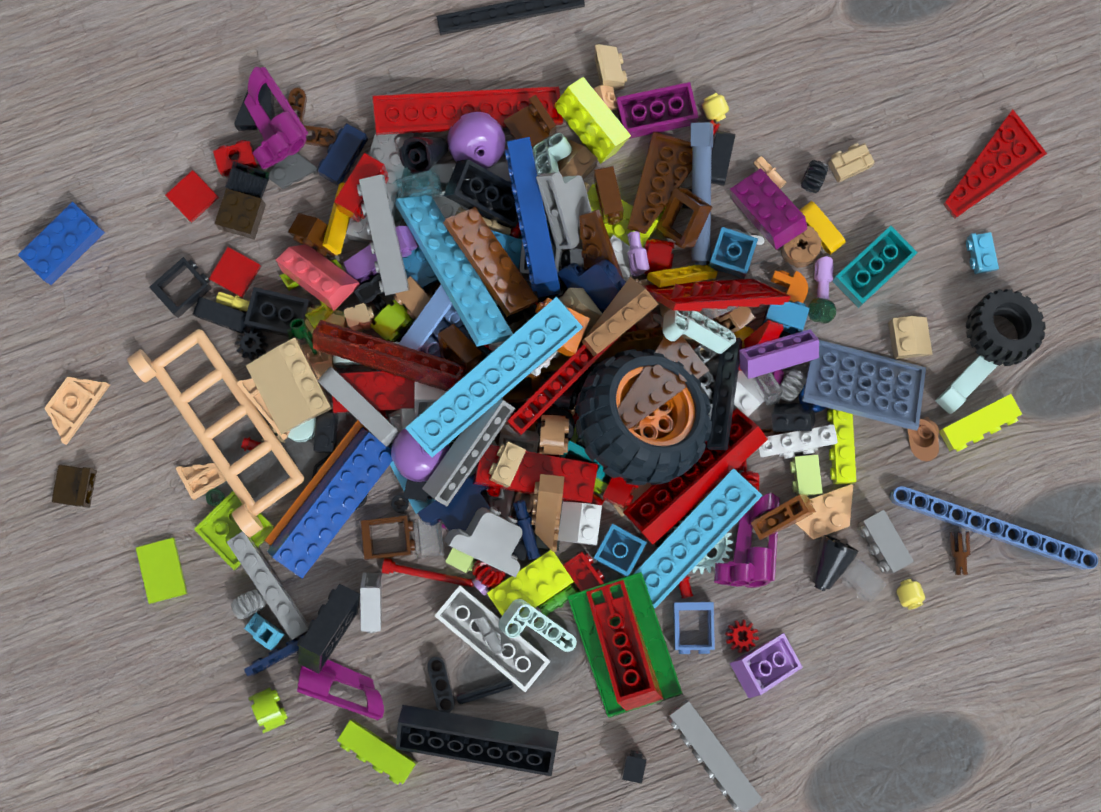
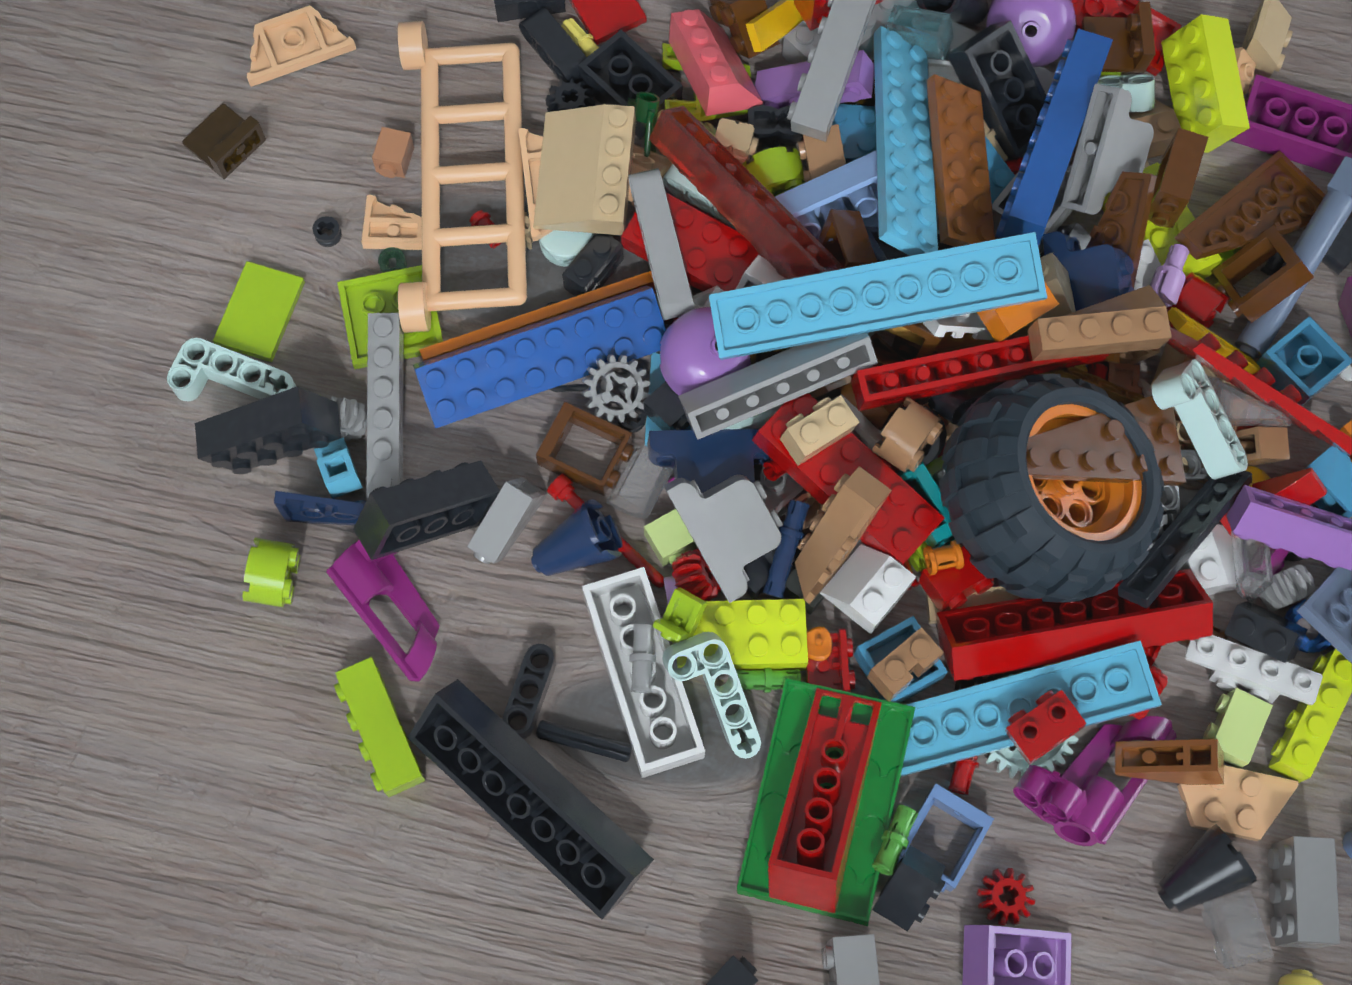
camera: 25 degrees right, 10 degrees down
(165, 497) = (331, 224): none -> black bush
(173, 435) = (393, 153): none -> nougat brick
(175, 615) = (209, 368): none -> light aqua beam
(217, 639) = (268, 430): none -> black brick
(380, 504) = (603, 395): none -> light grey gear
(417, 591) = (578, 541): none -> dark blue cone
(495, 601) = (680, 616): none -> lime bracket
(573, 567) = (819, 643): none -> orange piece
(609, 485) = (943, 557): none -> orange bush
(625, 546) = (913, 655): none -> medium nougat brick
(671, 645) = (895, 840): none -> bright green pin
(692, 664) = (909, 888): none -> black brick
(711, 543) = (1044, 726): none -> red brick

